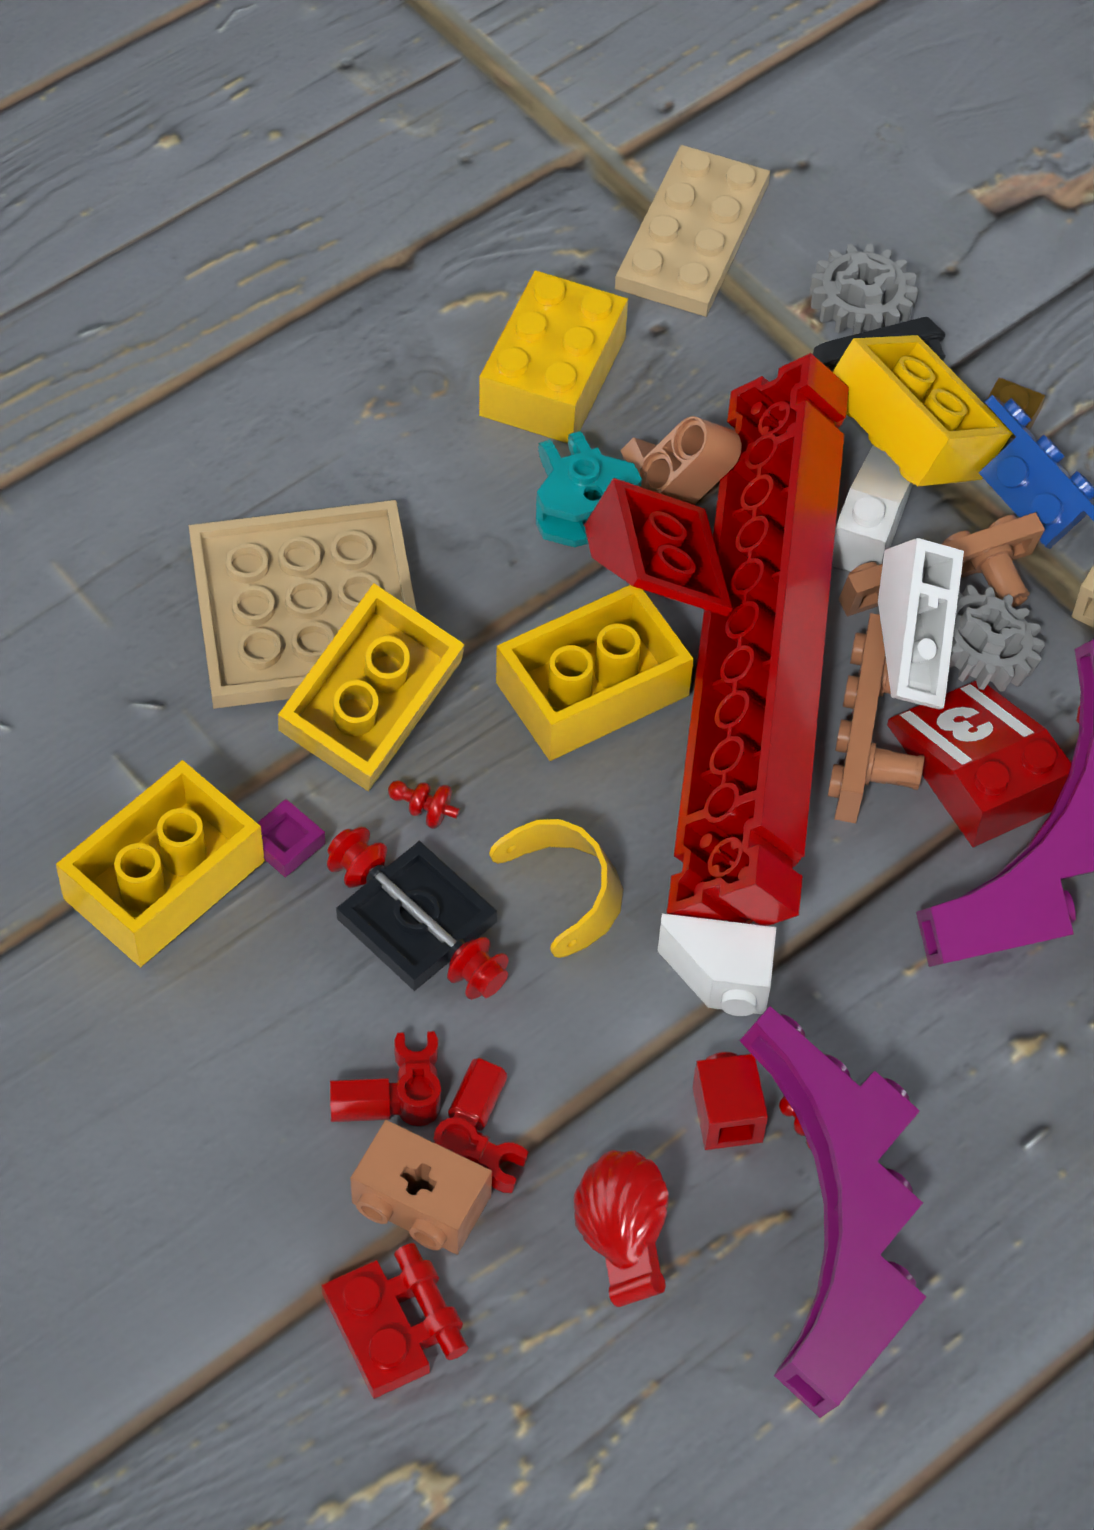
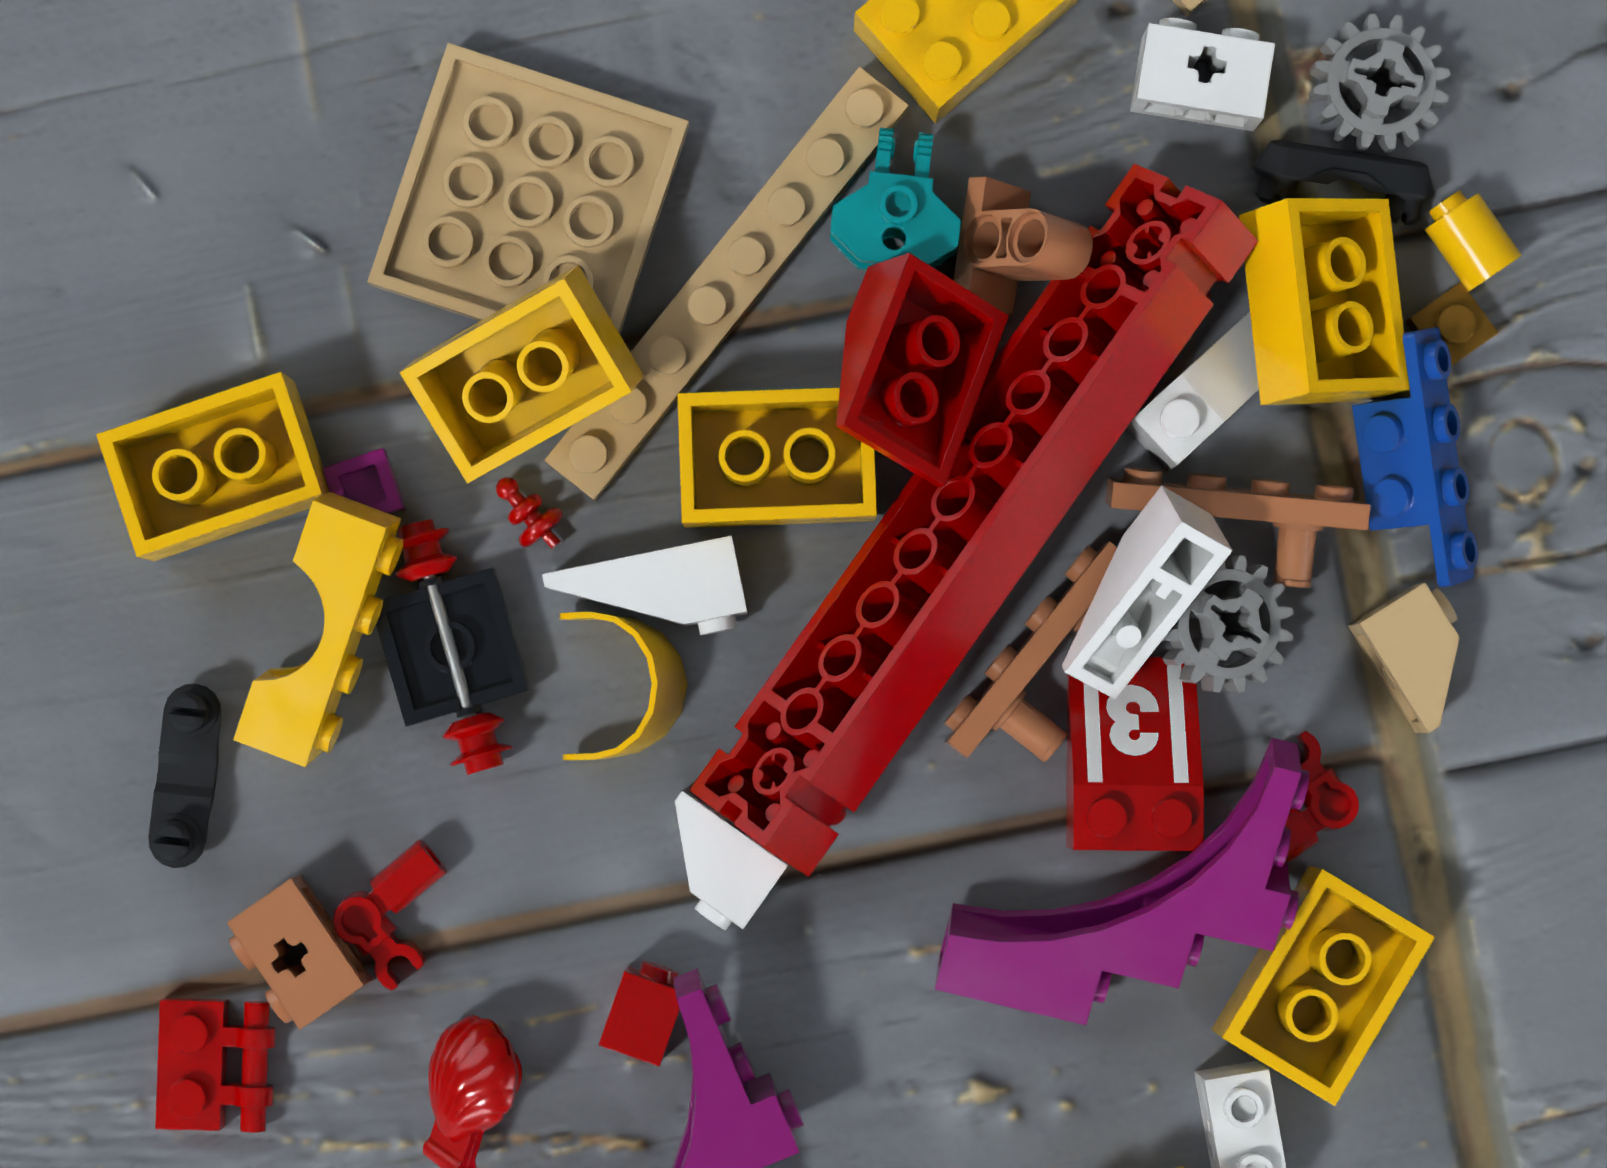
camera: 30 degrees right, 30 degrees up
(250, 1103) = (185, 775): none -> black piece
(315, 1000) = (344, 555): none -> yellow arch
(413, 1098) = (347, 848): red bar -> none
(483, 602) = (731, 280): none -> tan plate
(577, 784) = (675, 584): none -> white slope
(741, 333) = (1170, 86): none -> white brick
(987, 348) = (1471, 239): none -> yellow brick

